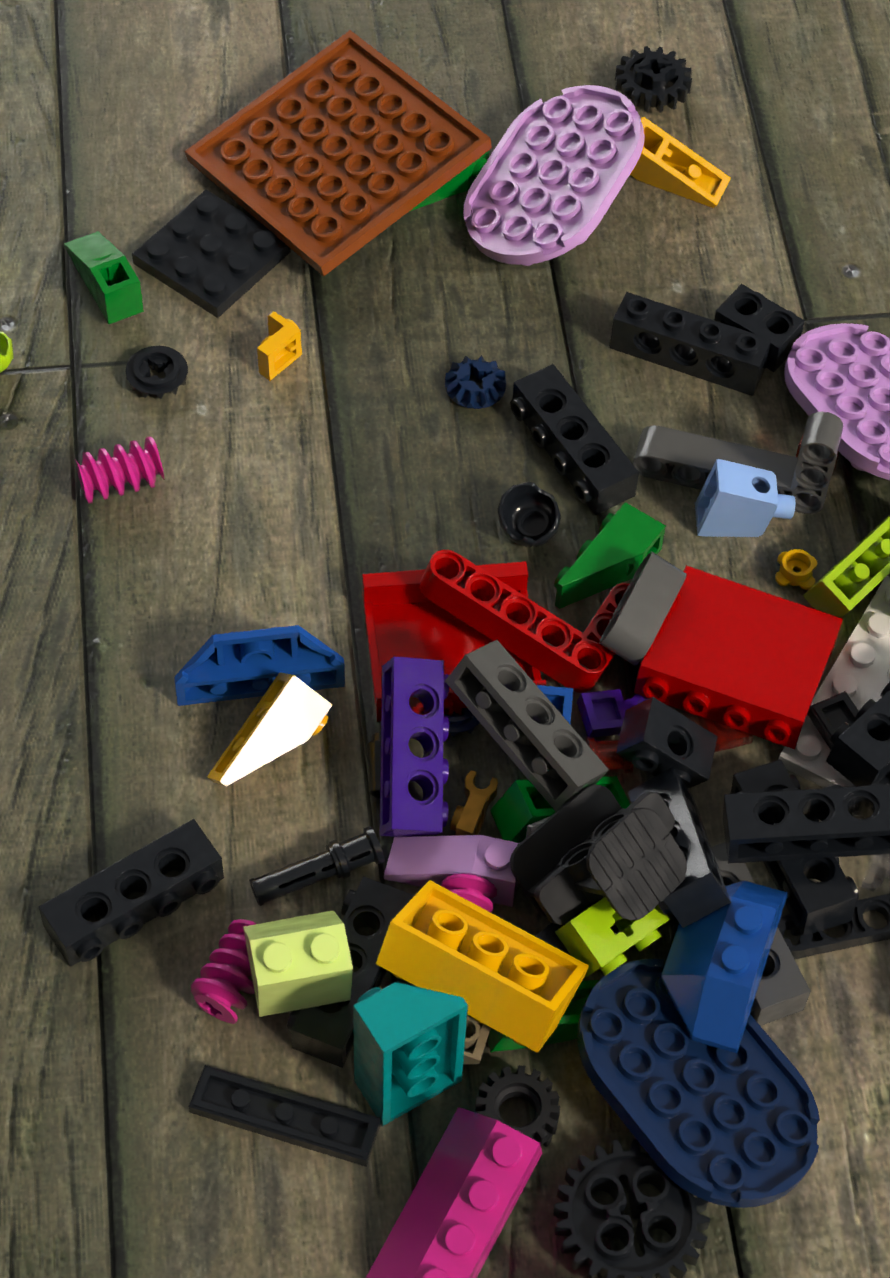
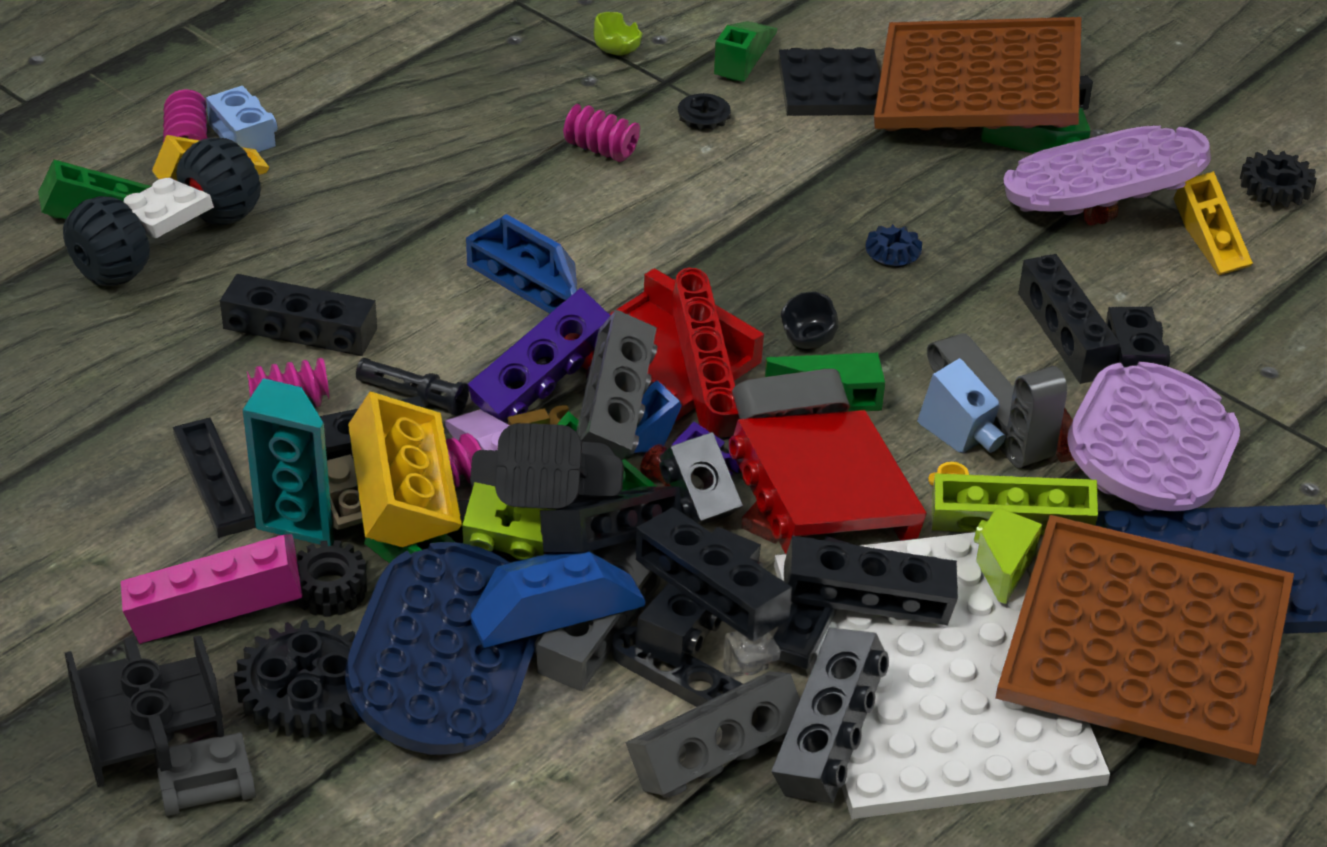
camera: 50 degrees right, 15 degrees down
(277, 724) = (494, 300): slope -> none
(280, 347) = (792, 145): yellow bracket -> none
(299, 962) = (289, 359): yellowish green slope -> none
(574, 439) = (905, 309): black brick -> none

